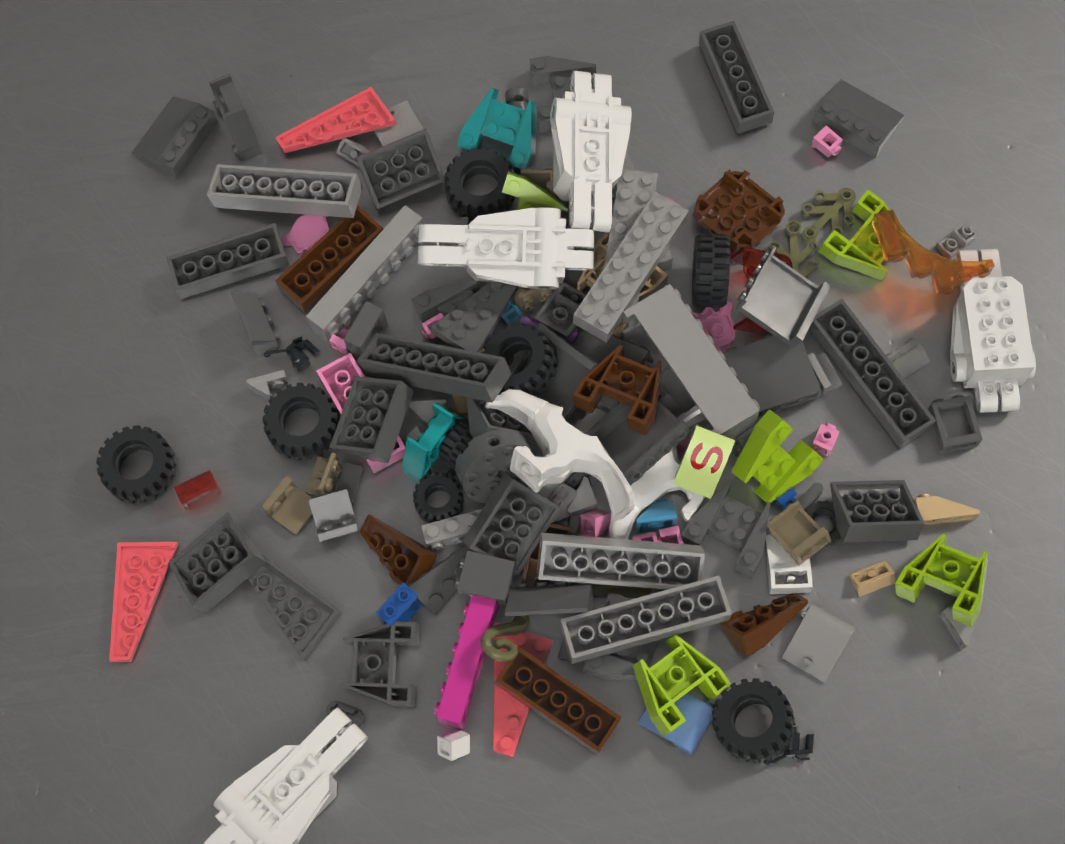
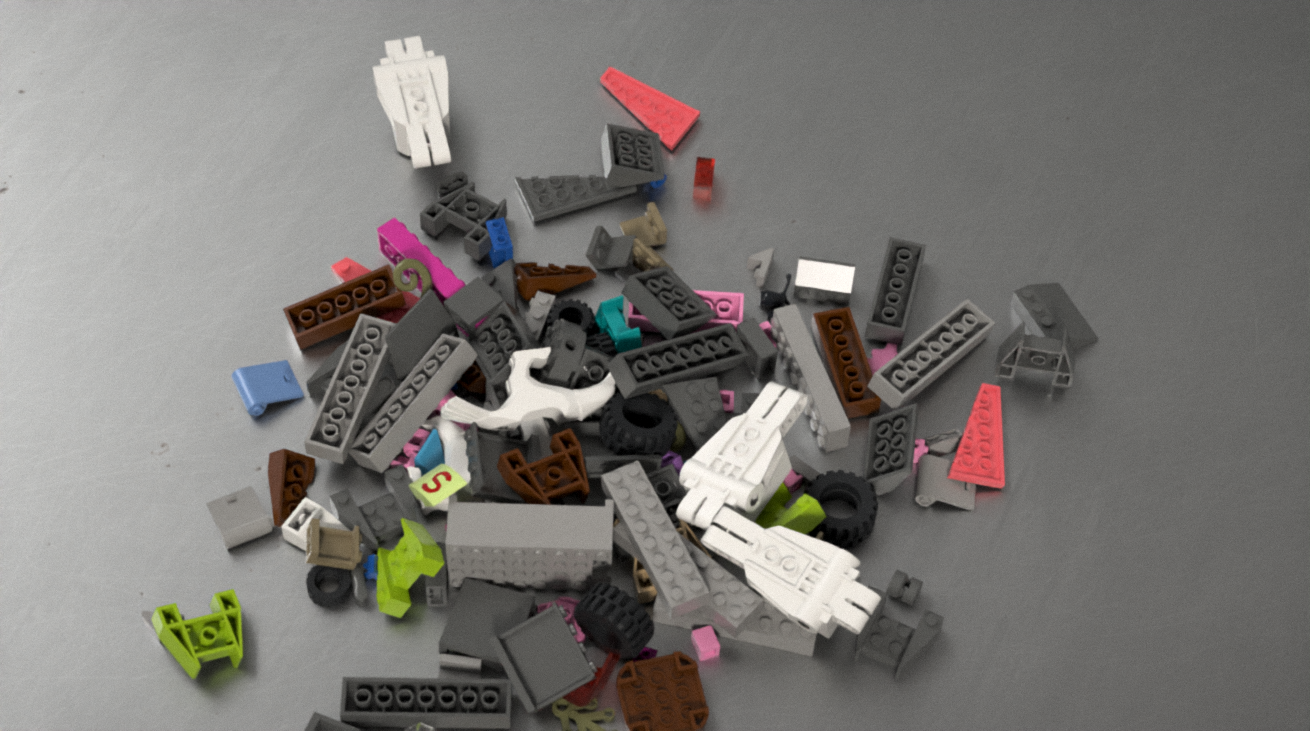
camera: 115 degrees right, 15 degrees down
(119, 448) = (758, 131): black tyre -> none
(291, 400) = (713, 249): black tyre -> none
(453, 744) = (368, 234): white panel -> none
(503, 124) = (890, 554): teal wedge -> none
(675, 677) = (293, 388): lime wedge -> none
(735, 701) = (212, 439): black tyre -> none
(793, 748) = (183, 448): black piece -> none
(822, 444) = (398, 631): bright pink brick -> none
(872, 578) = (256, 592): tan slope -> none
(875, 511) = (306, 621): dark grey slope -> none
(941, 510) = (266, 677): tan slope -> none

